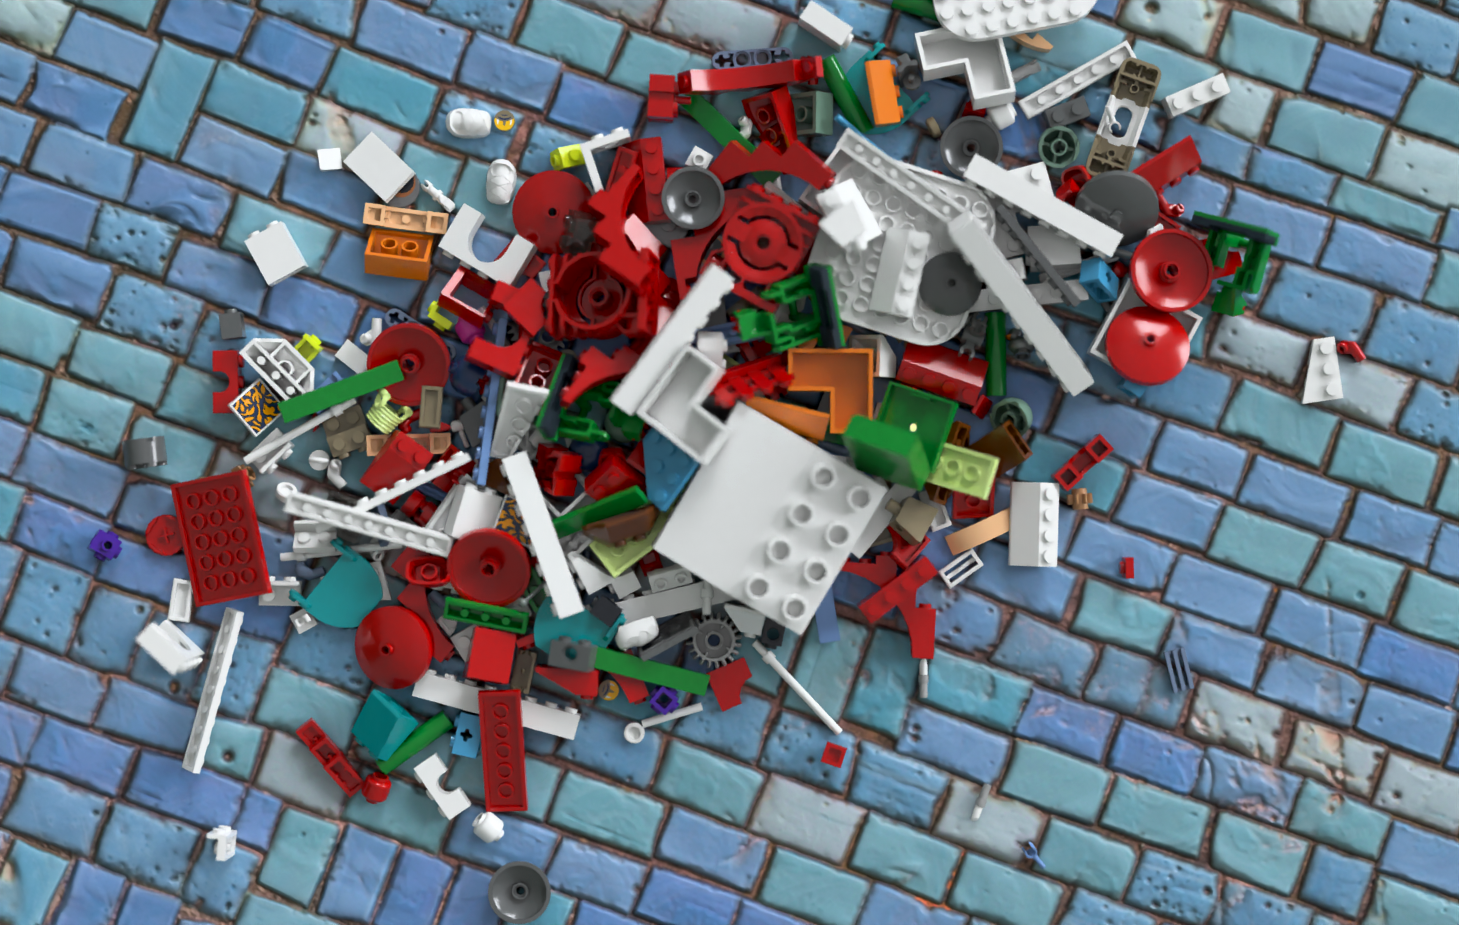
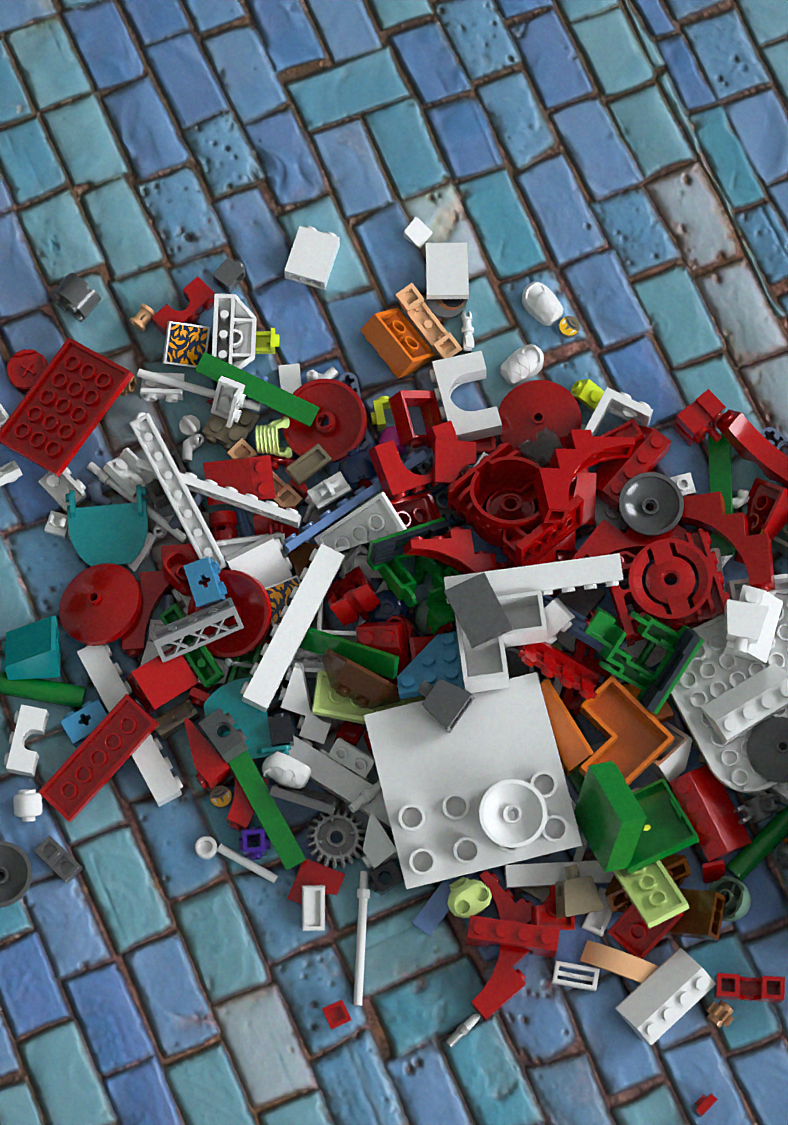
camera: 50 degrees right, 15 degrees down
(200, 412) = (137, 322): none -> light nougat bush
(330, 419) = (228, 399): none -> white bracket
(457, 576) = (197, 574): none -> dark azure brick
(465, 413) = (329, 490): none -> white hips
(476, 603) = (192, 623): none -> light grey fence
(546, 840) = (58, 859): none -> flat silver slope
(659, 402) = (478, 610): none -> flat silver tile
(701, 487) = (445, 702): none -> dark grey torso
(746, 700) = (313, 907): none -> white tile
(839, 522) = (528, 808): none -> white dish
(844, 593) = (468, 897): none -> yellowish green piece

